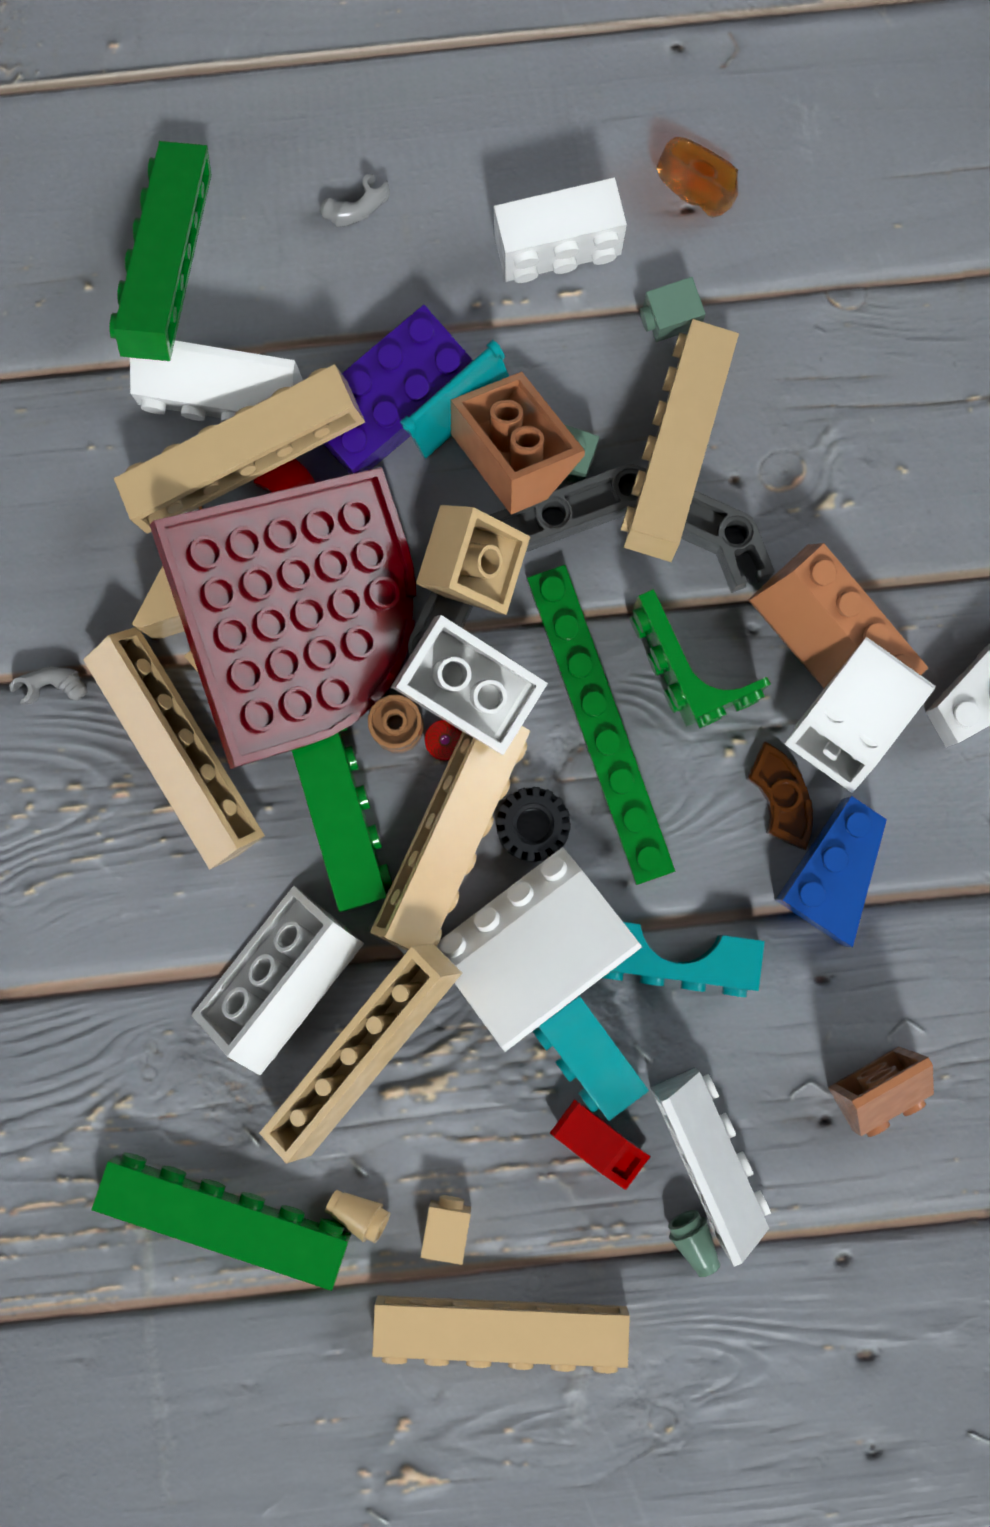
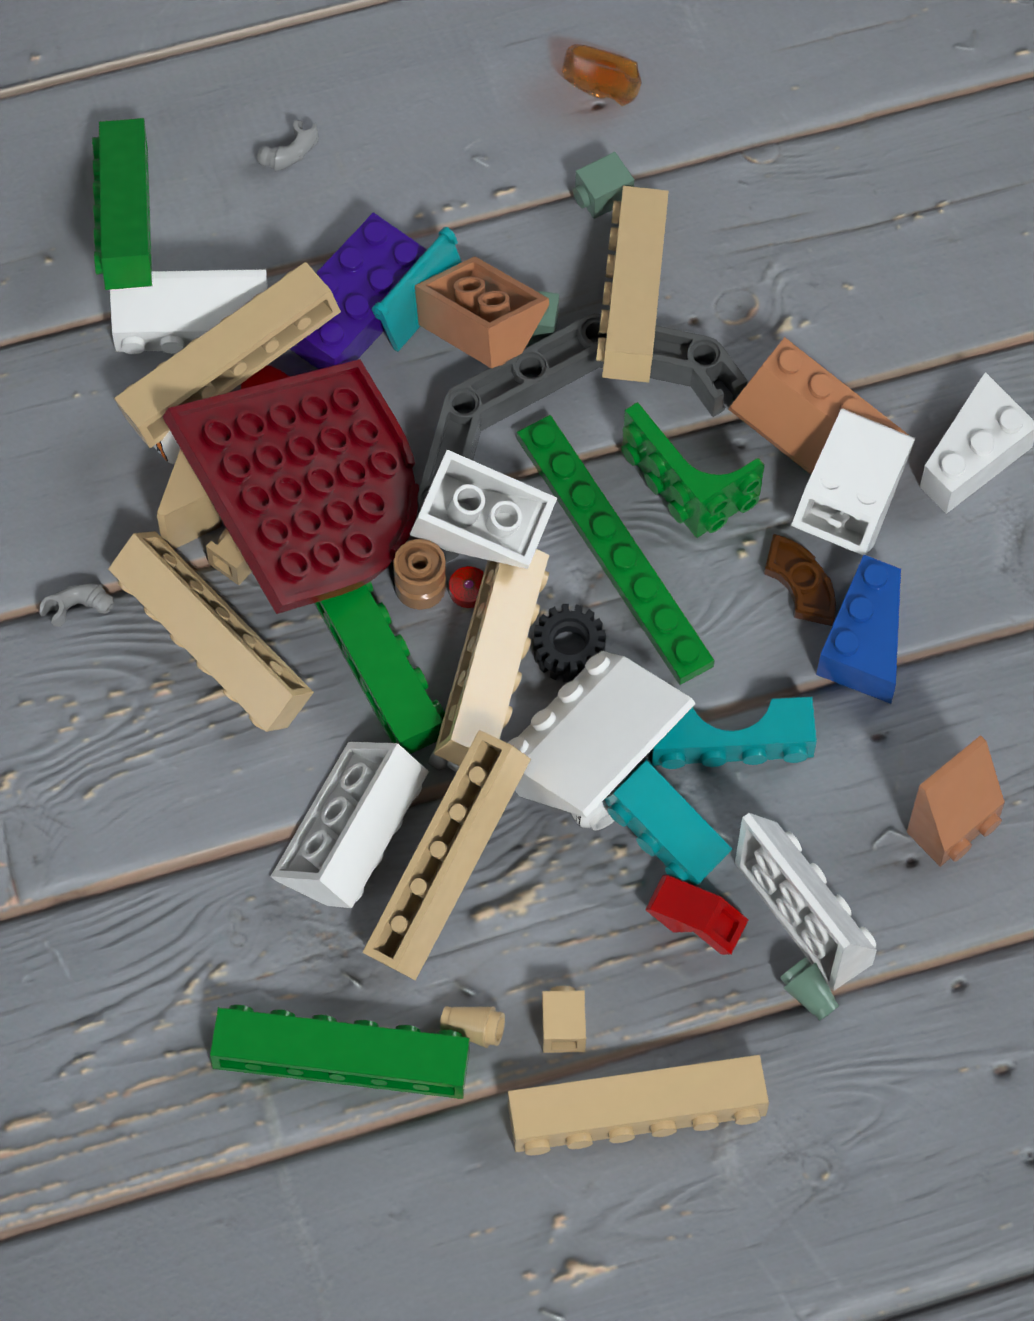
camera: 15 degrees left, 20 degrees down
(473, 558) = (464, 410): tan slope -> none
(559, 230) = (484, 134): white brick -> none

